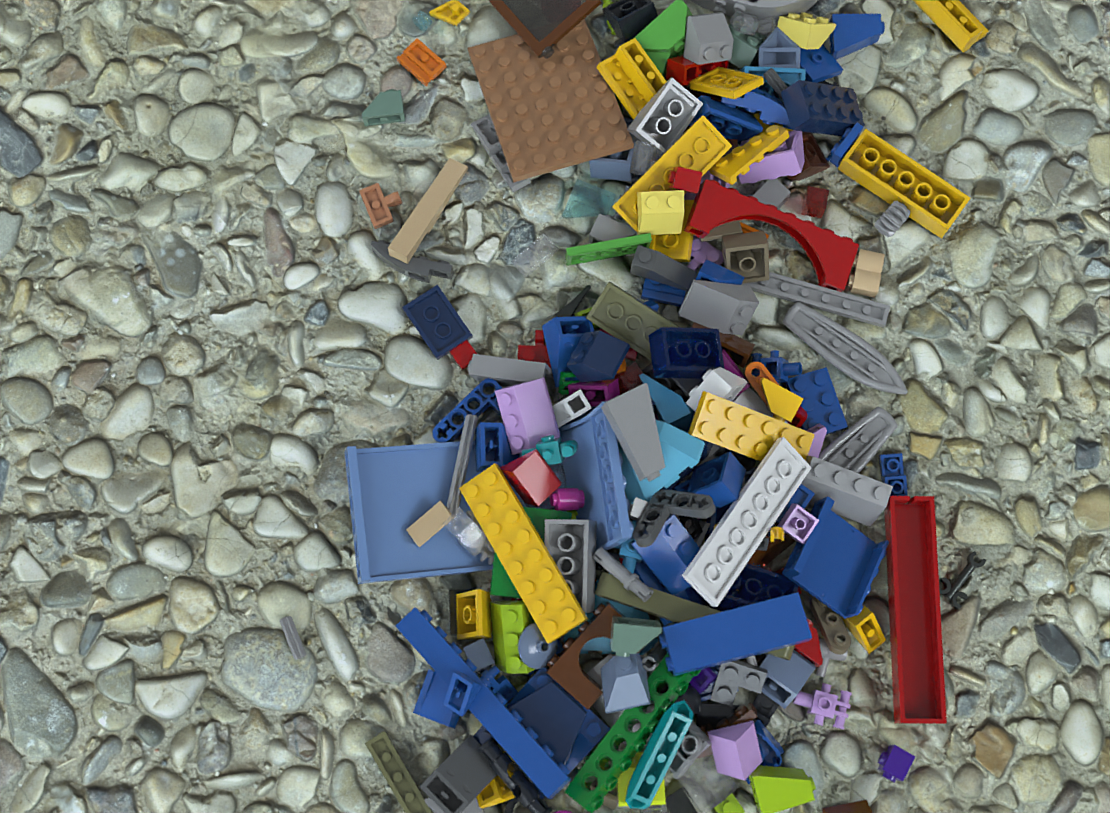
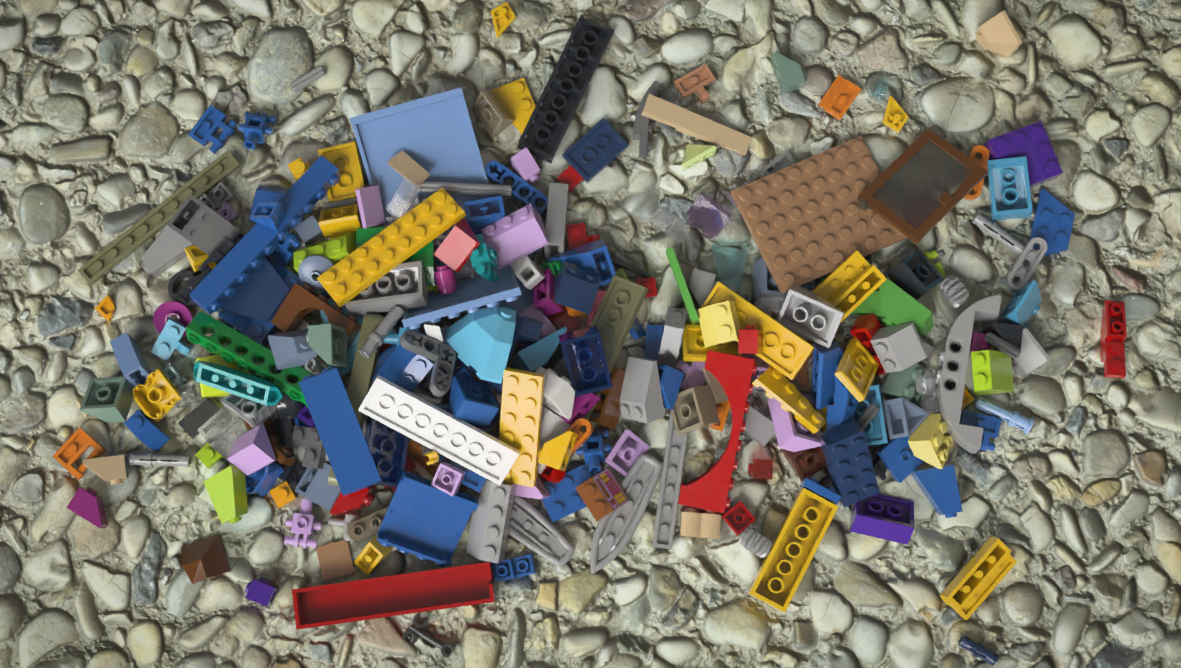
camera: 80 degrees right, 5 degrees up
(262, 402) = (502, 18): none -> yellow piece
(330, 765) = (208, 126): none -> blue plate
(344, 704) = (257, 128): none -> blue piece
(363, 341) = (565, 89): none -> black tile
(373, 397) = (517, 101): none -> yellow wing
(375, 428) = (492, 113): none -> dark tan slope
(400, 601) = (347, 160): none -> yellow plate
(405, 656) = (298, 167): none -> yellow brick
(419, 764) = (217, 196): none -> light grey slope
(435, 754) = (226, 209): none -> lavender plate
(445, 397) = (525, 166): none -> lavender slope
(459, 218) = (696, 154): none -> yellowish green slope
(464, 577) = (370, 206): none -> lavender slope
(533, 212) = (708, 217): none -> clear purple slope
(597, 288) = (650, 284): none -> red plate
(636, 430) = (497, 317): light grey slope -> none
(779, 337) = (626, 452): none -> lavender slope
(784, 726) = (283, 494): none -> light orange plate
(827, 367) = (602, 494): none -> dark orange slope
(863, 233) = (738, 518): none -> red piece
(865, 674) = (335, 560): none -> medium nougat piece
(879, 89) = (883, 518): none -> dark purple slope
(1018, 26) = (978, 650): none -> dark blue pin

